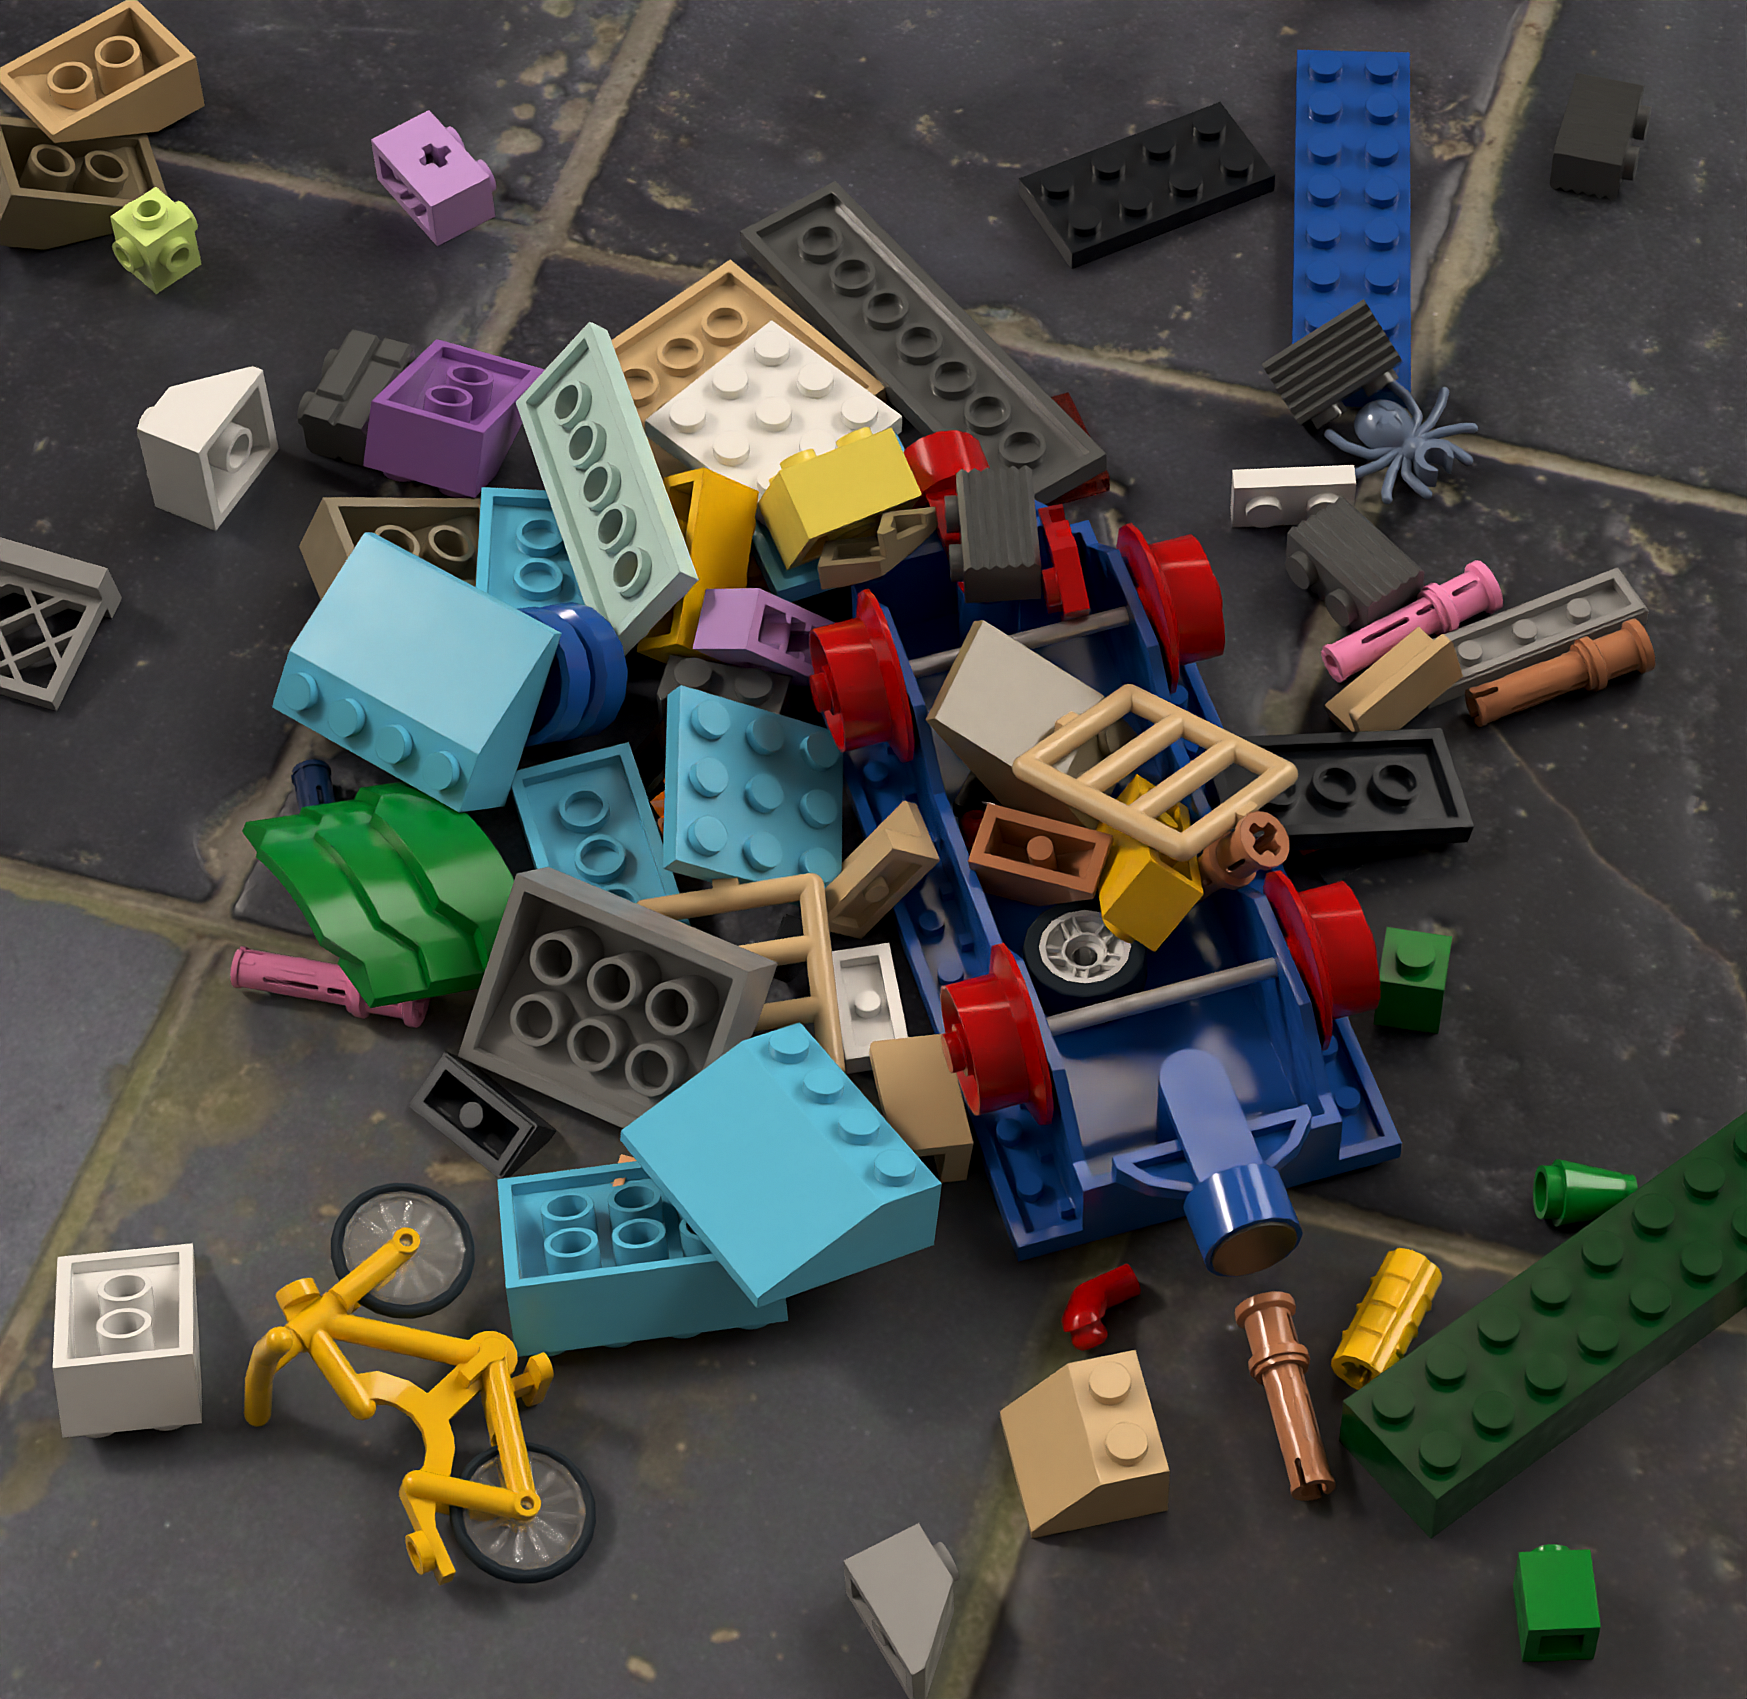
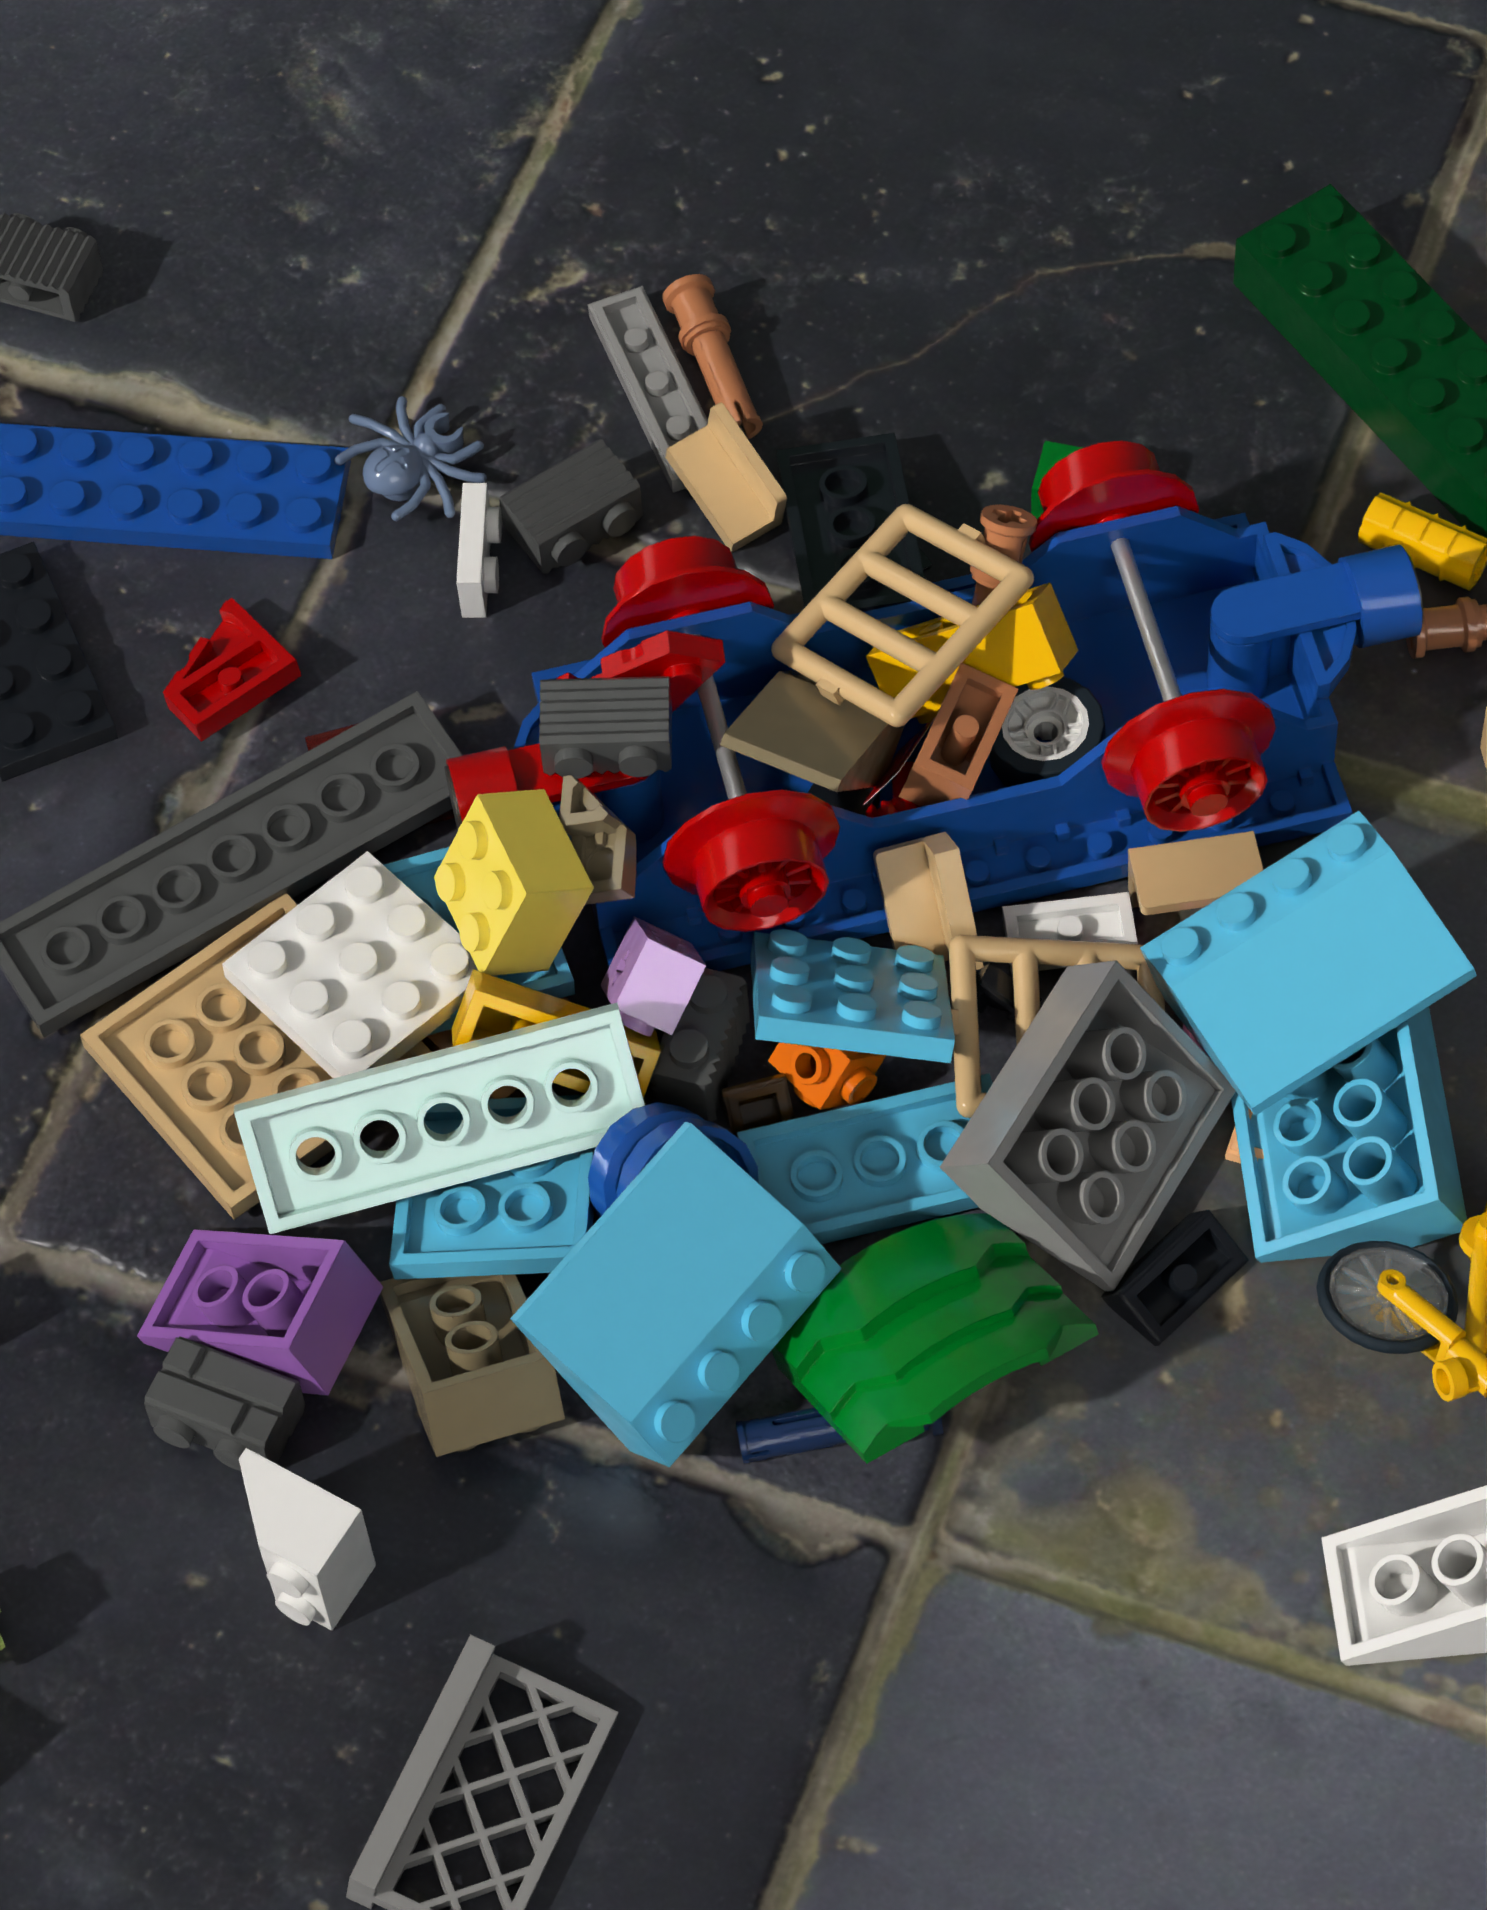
camera: 85 degrees left, 5 degrees up
(313, 981) = (1010, 1435): bright pink pin -> none
(1089, 1304) = (1402, 767): red arm -> none
(1136, 329) = (229, 673): none -> red wing
(1333, 365) = (329, 490): dark grey brick -> none
(1436, 611) = (632, 446): bright pink pin -> none
(1578, 1192) = (1293, 393): green cone -> none

